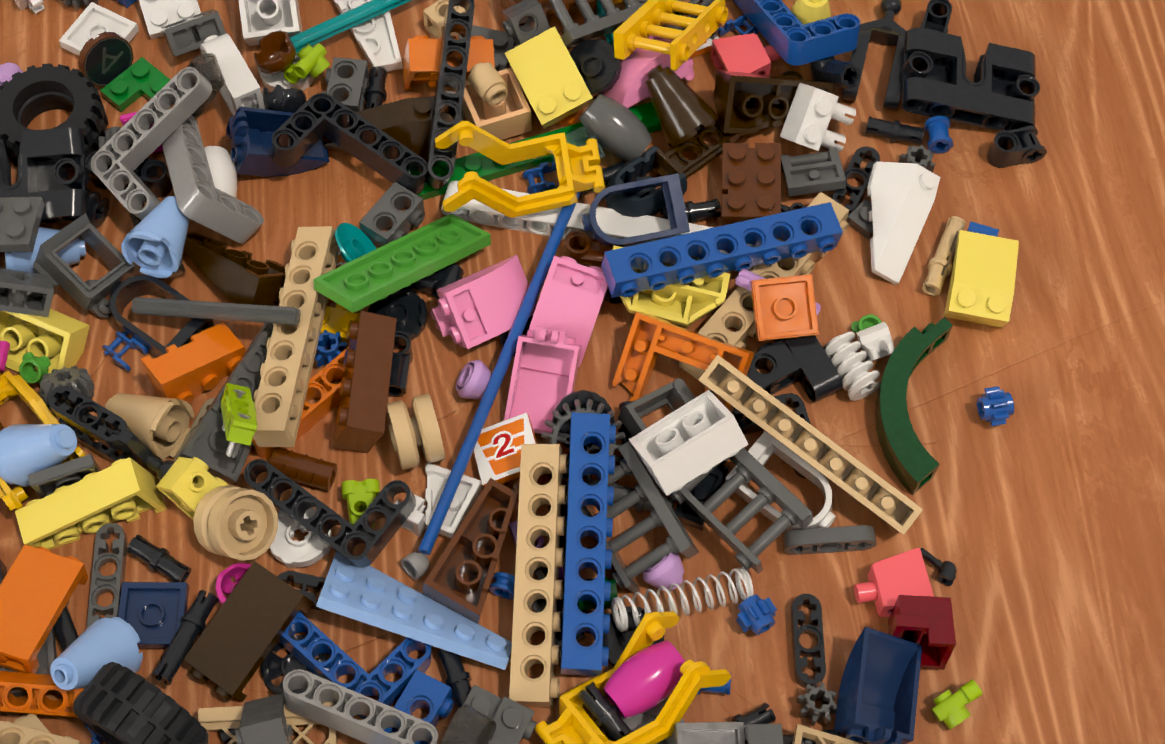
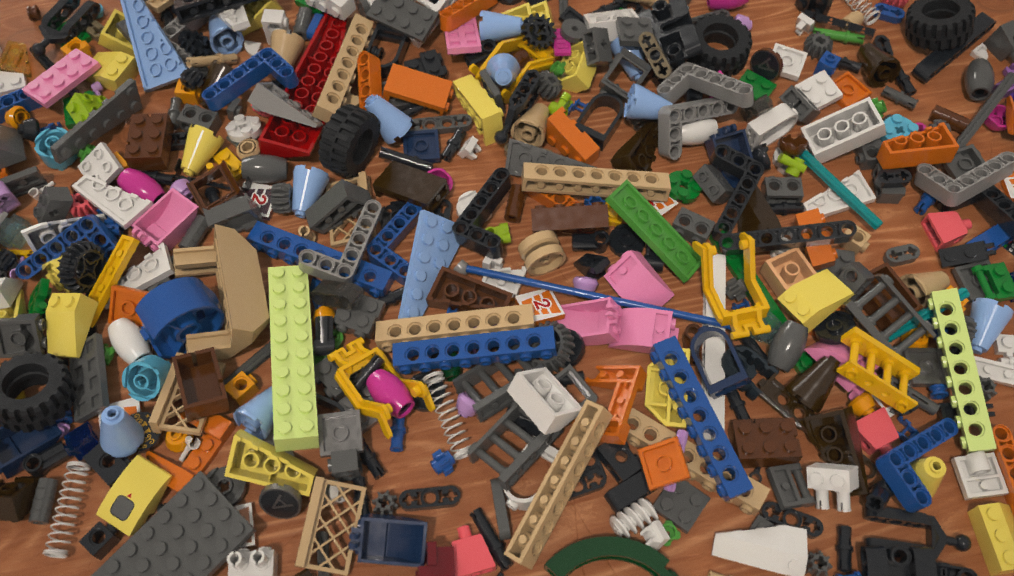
camera: 85 degrees right, 0 degrees up
(90, 189) = (644, 46): none -> dark tan beam
(120, 378) = (565, 101): none -> lime plate
(173, 534) = (468, 147): none -> white tile
(188, 483) = (490, 151): light yellow brick -> none
(216, 310) = (602, 141): dark grey axle -> none
(235, 522) = (471, 170): tan wheel -> none
(238, 417) = (530, 154): lime piece -> none
(317, 205) = (686, 194): none -> green plate
(321, 173) = (713, 184): none -> dark grey brick
(352, 242) = (669, 202): teal dish -> none
(440, 366) = (592, 265): none -> black slope
(488, 83) = (798, 260): tan brick -> none
(509, 177) = (736, 289): none -> dark grey gear
(705, 66) = (863, 404): none -> light orange cone
(838, 306) = (682, 505): none -> dark grey plate
(862, 562) = (495, 546): none -> black pin

